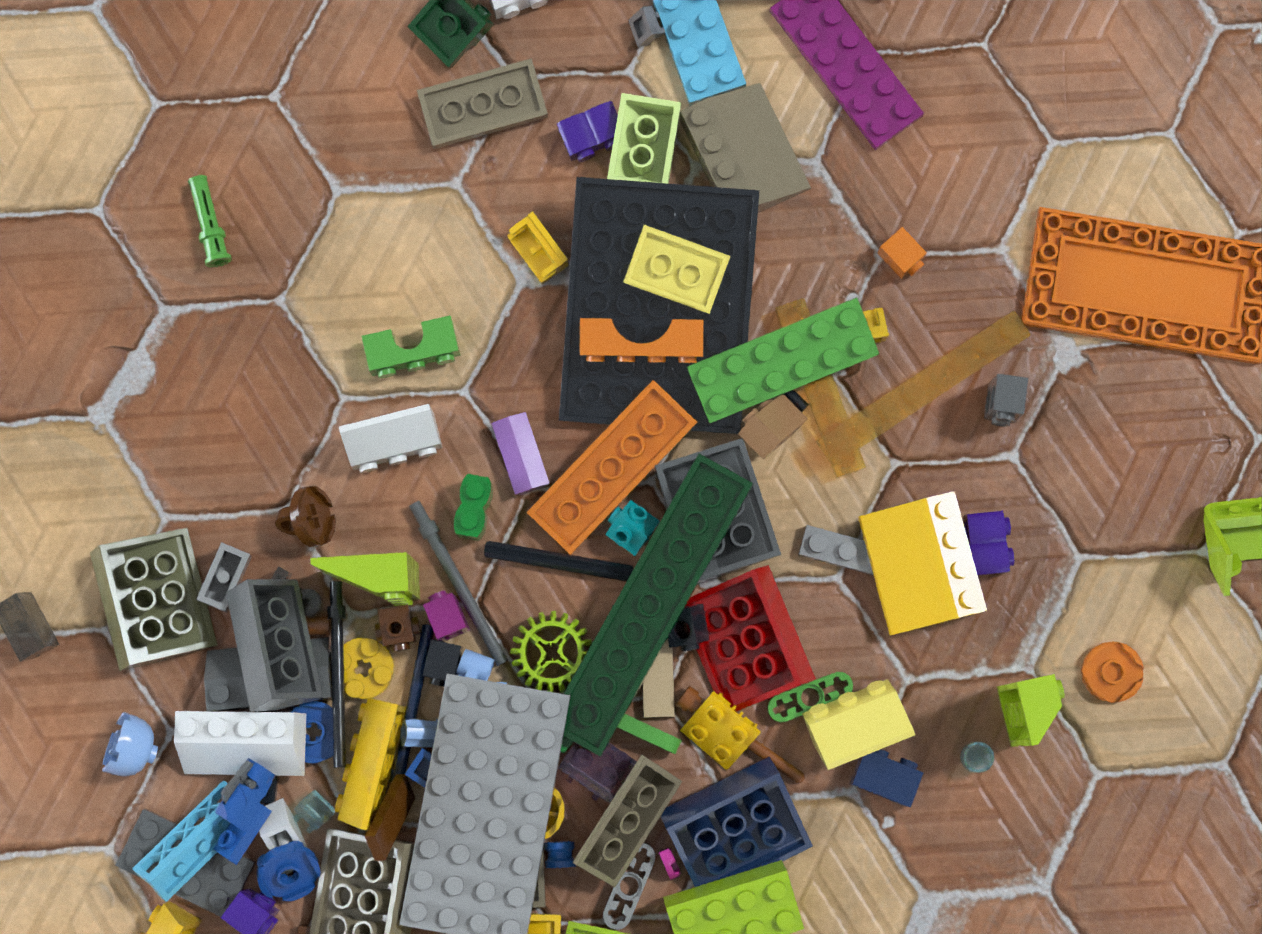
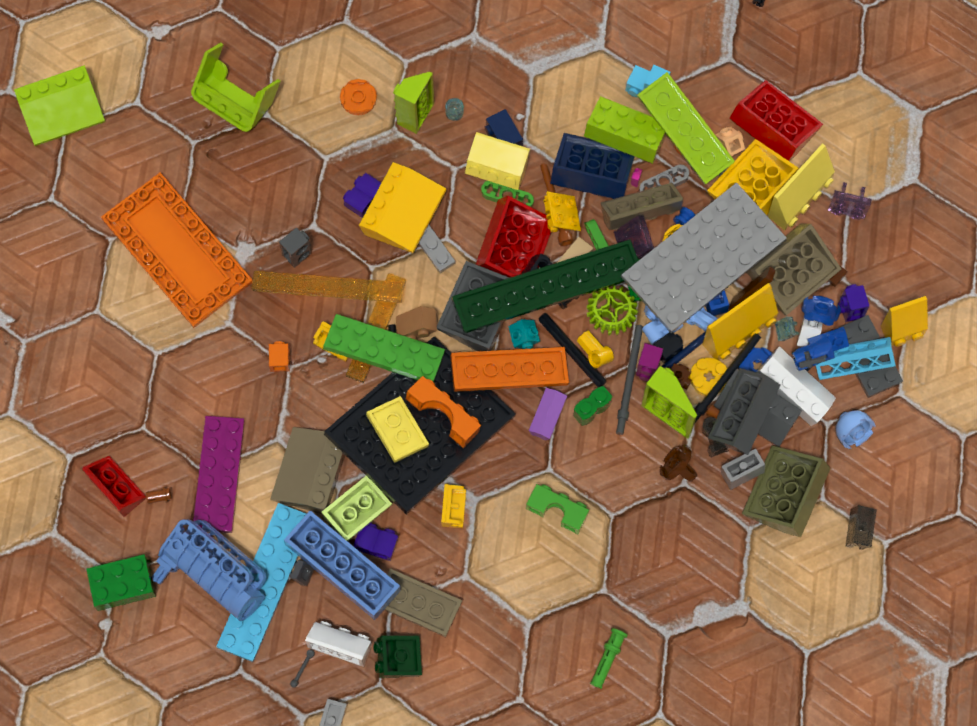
camera: 140 degrees left, 10 degrees down
(391, 438) = (604, 470): white slope -> none
(520, 580) = (596, 352): none -> yellow piece
(601, 61) = (342, 565): none -> medium blue brick

